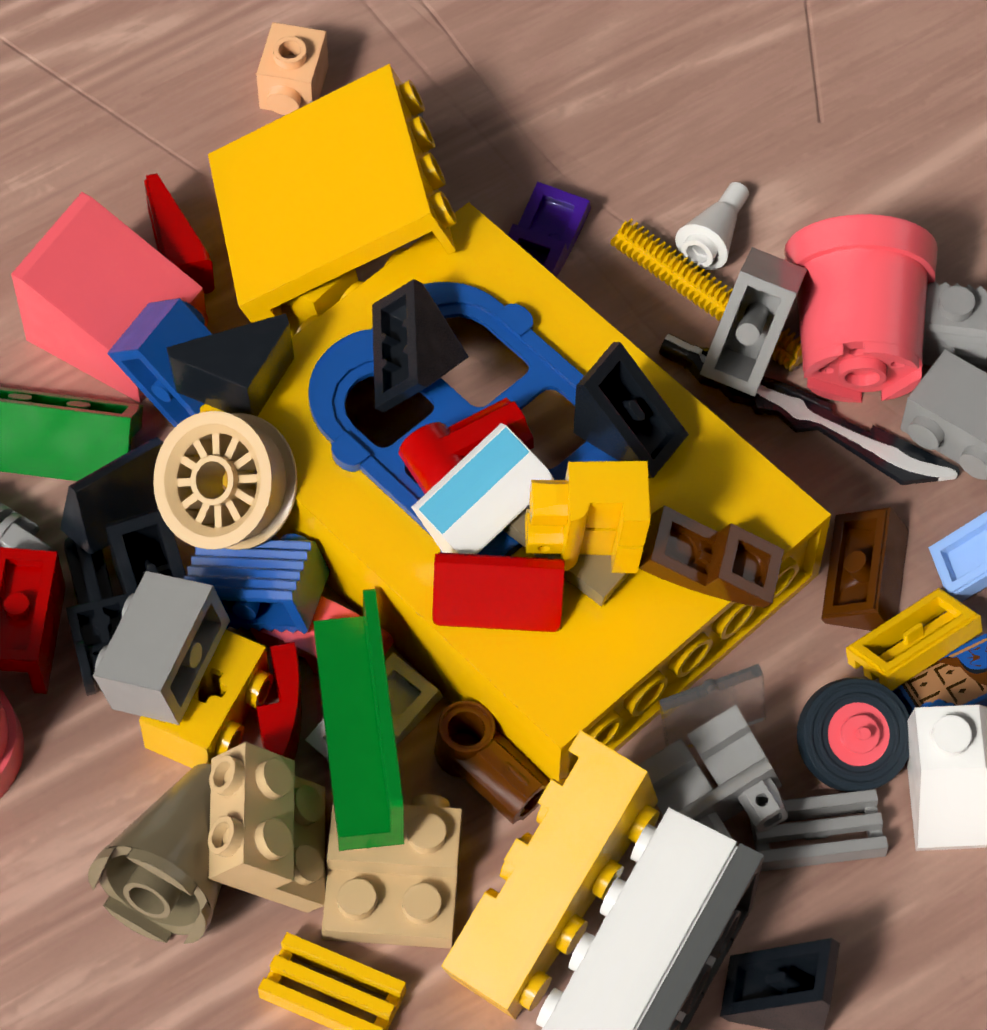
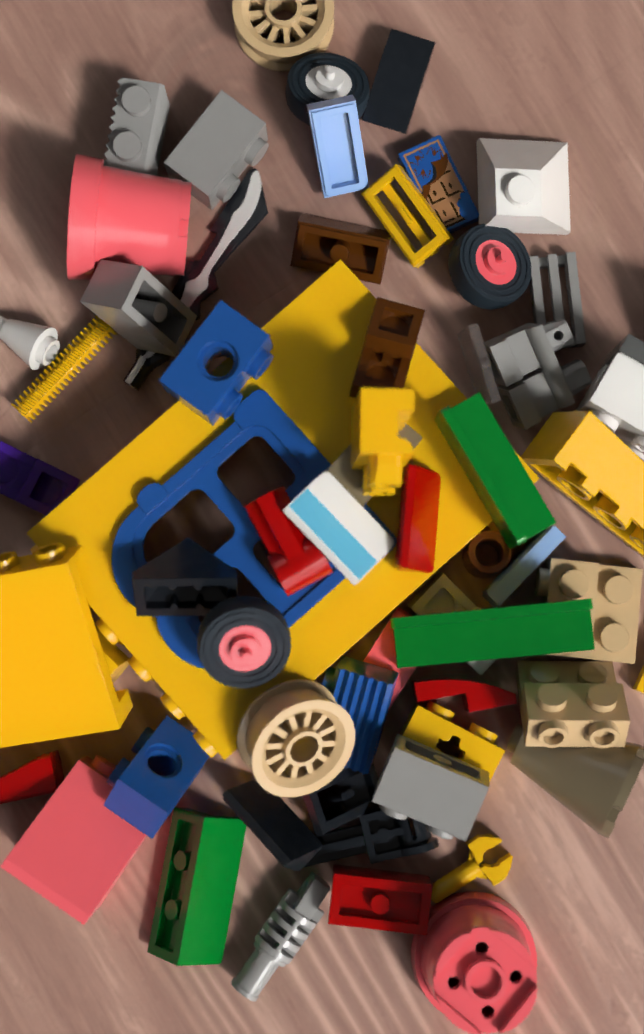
camera: 85 degrees left, 25 degrees up
(53, 742) = (472, 868): none -> yellow bar
(234, 367) = (201, 729): black slope -> none
(341, 402) = (243, 642): none -> black wheel
(444, 776) = (523, 565): none -> tile
(563, 677) = (494, 470): none -> green panel
(625, 413) = (265, 407): black slope -> none
(714, 370) = (220, 335): none -> blue brick

